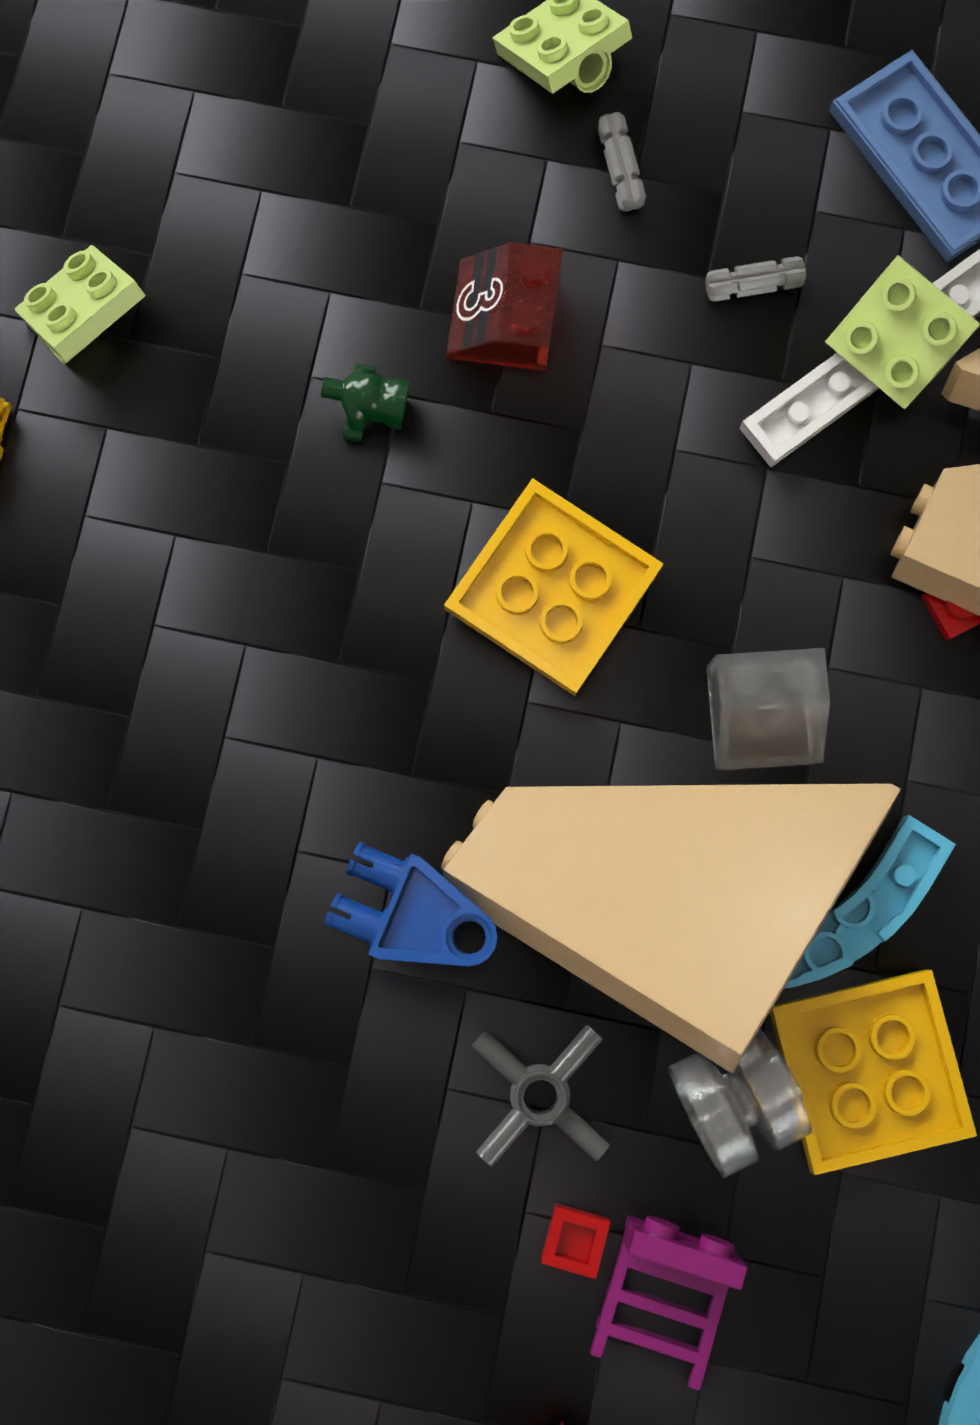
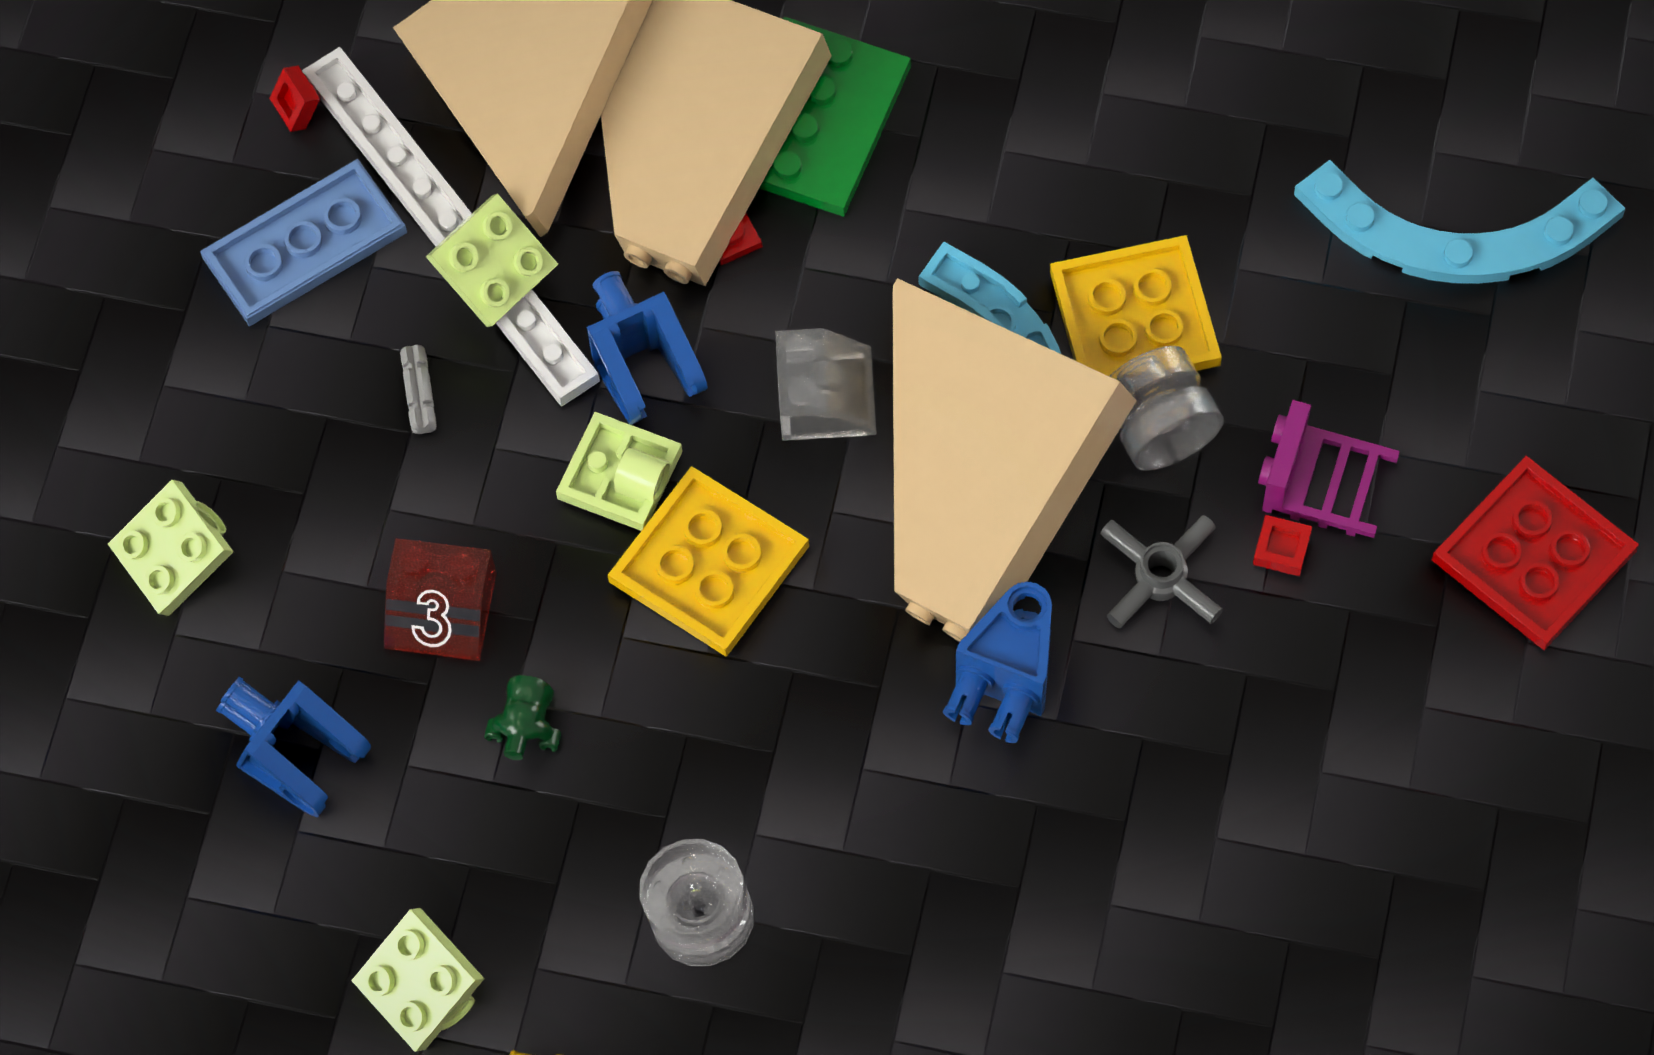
camera: 85 degrees left, 15 degrees down
(122, 556) = (693, 876): none -> clear wheel
(315, 143) = (306, 711): none -> blue piece
(621, 161) = (294, 502): light grey axle -> none
(659, 489) = (619, 471): none -> yellowish green plate
(825, 486) = (631, 329): none -> blue piece

